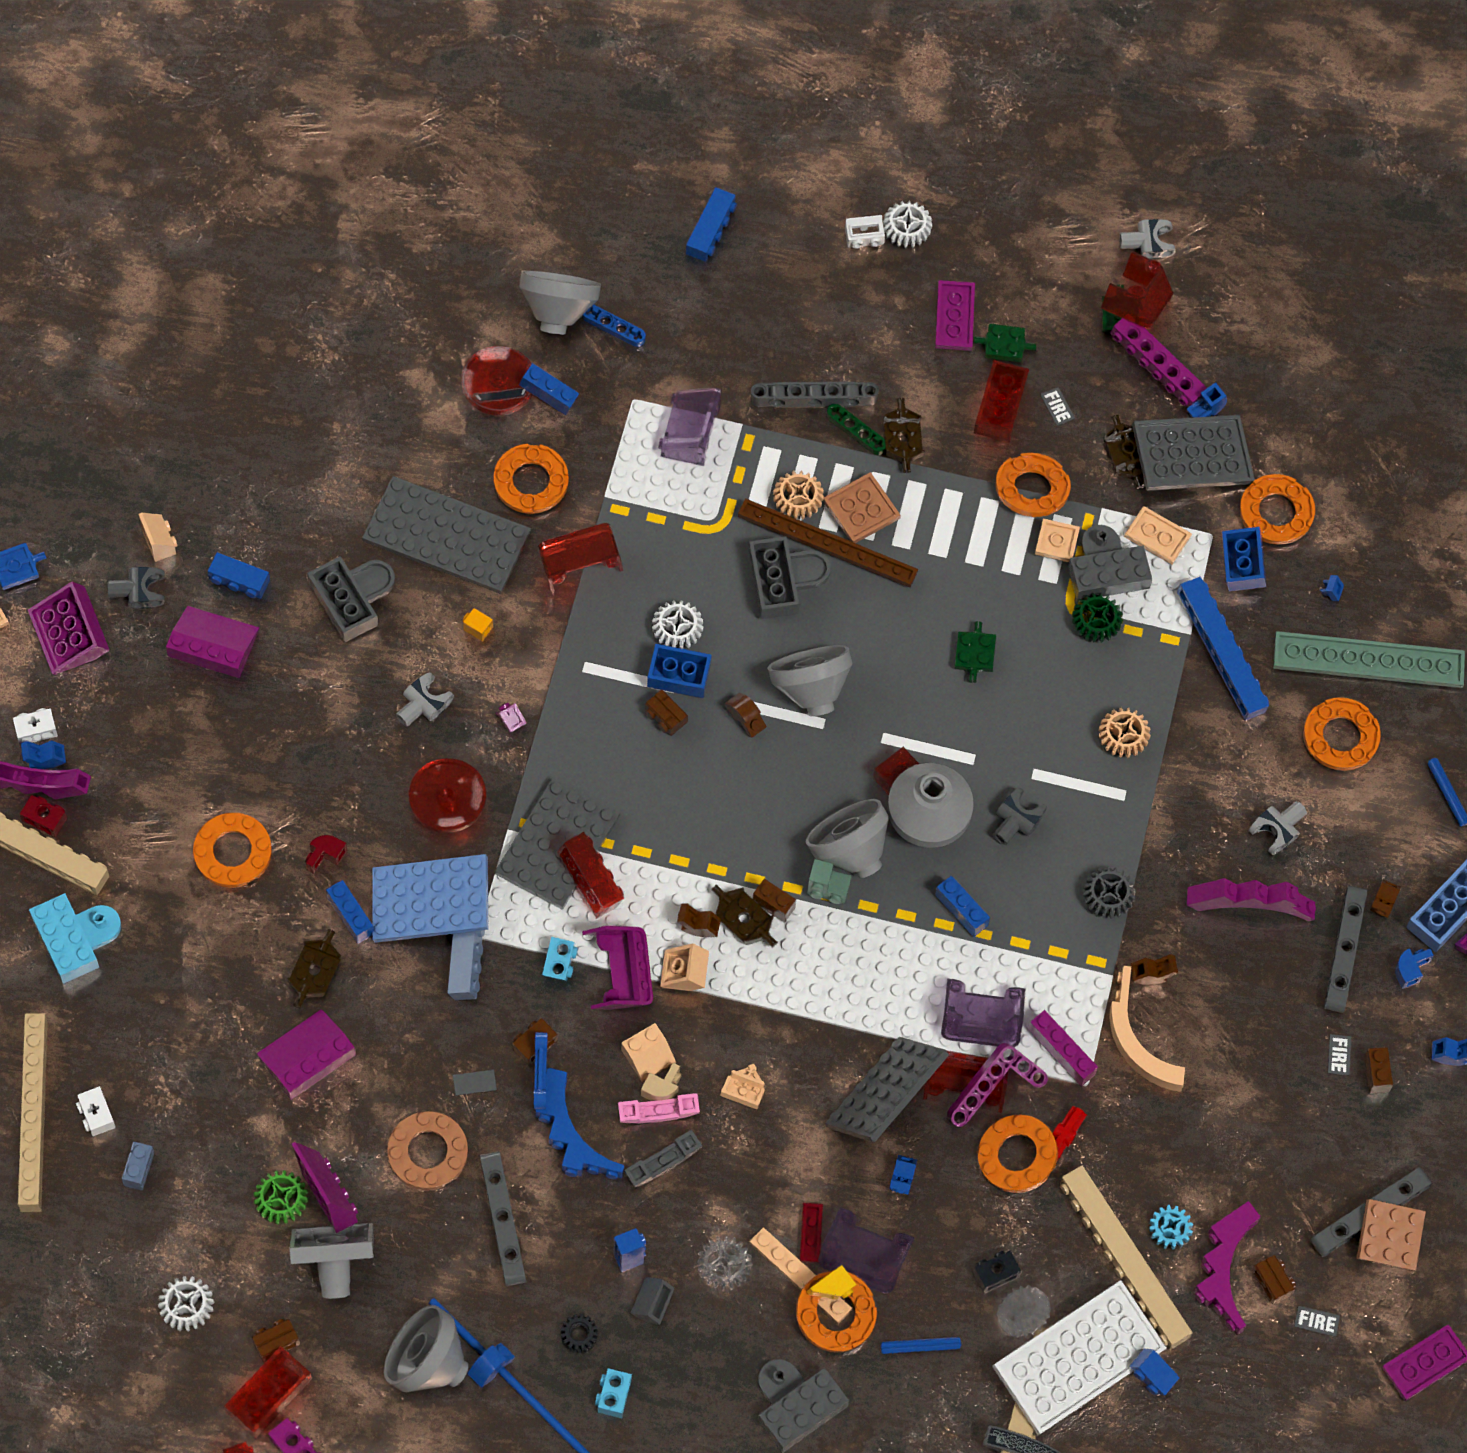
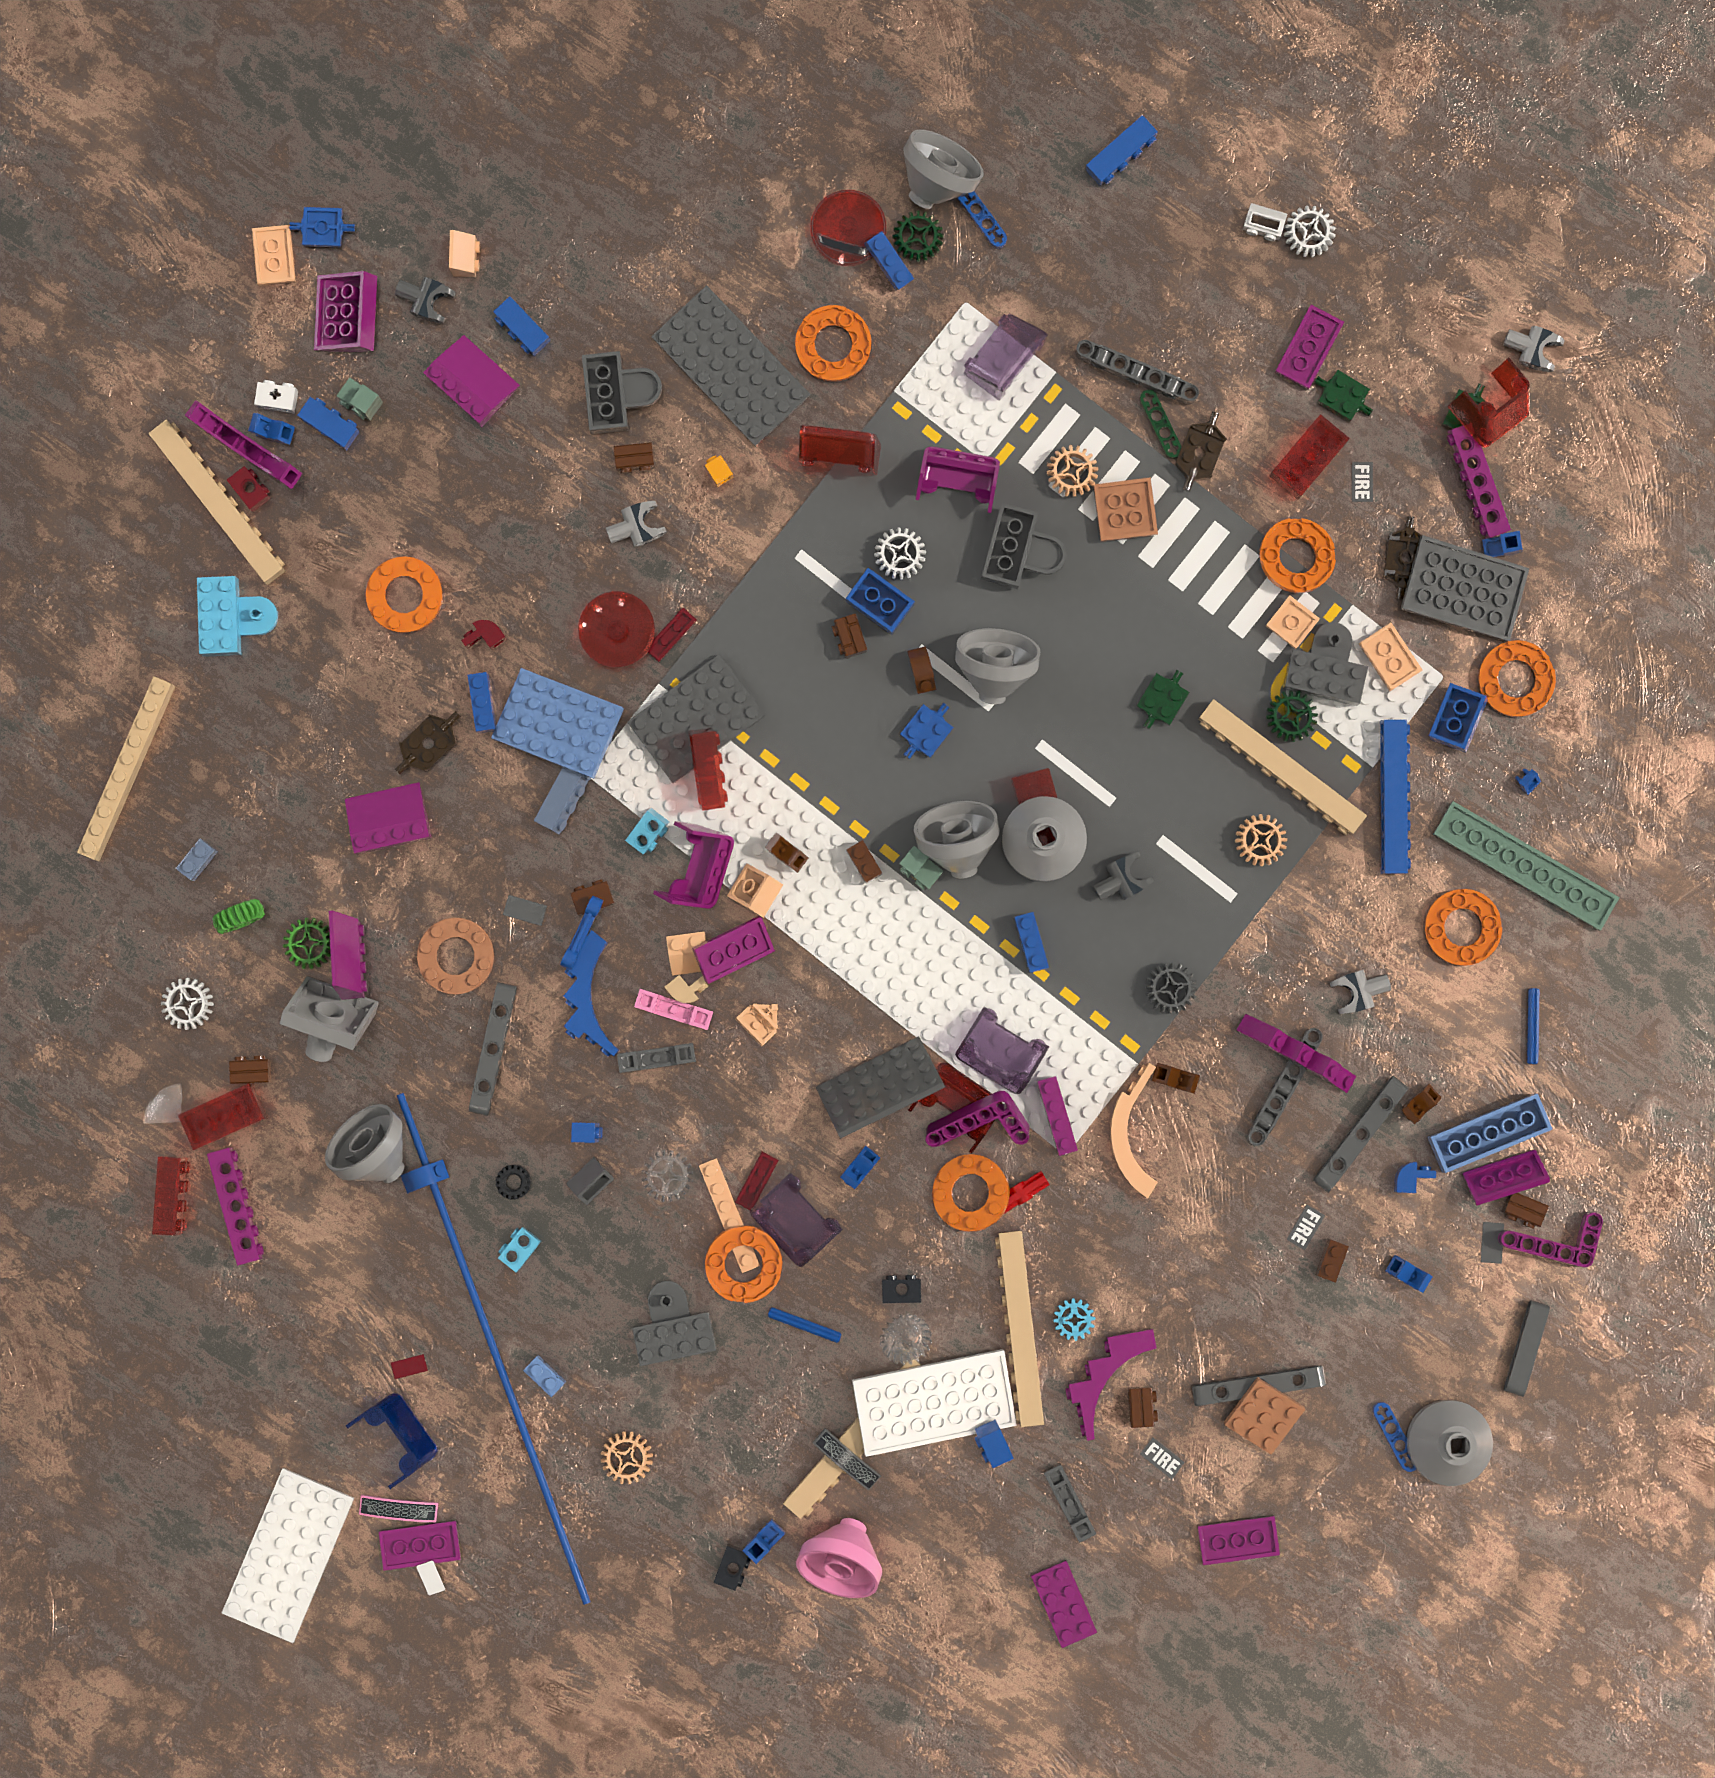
camera: 30 degrees right, 20 degrees up
(91, 1101) = (185, 801): white brick -> none
(94, 729) = (329, 422): none -> blue brick
(115, 695) = (360, 399): none -> sand green brick
(202, 1198) = (238, 916): none -> bright green gear
(205, 1411) = (165, 1106): none -> clear brick
(394, 644) = (634, 457): none -> reddish brown brick
(499, 782) = (671, 634): none -> dark red tile
(511, 716) = (708, 575): bracket -> none
(562, 354) = (909, 222): none -> dark green gear
(690, 1028) = (733, 949): none -> magenta plate
(699, 537) = (959, 472): none -> magenta windscreen
(737, 903) = (826, 849): dark brown plate -> none
(775, 766) = (926, 731): none -> blue plate
(828, 543) = (1077, 530): reddish brown plate -> none
(834, 1285) = (748, 1244): yellow slope -> none
(1111, 664) = (1281, 767): none -> tan brick
(1251, 1398) = (1070, 1503): none -> dark grey slope
(1255, 943) = (1281, 1090): none -> dark grey beam

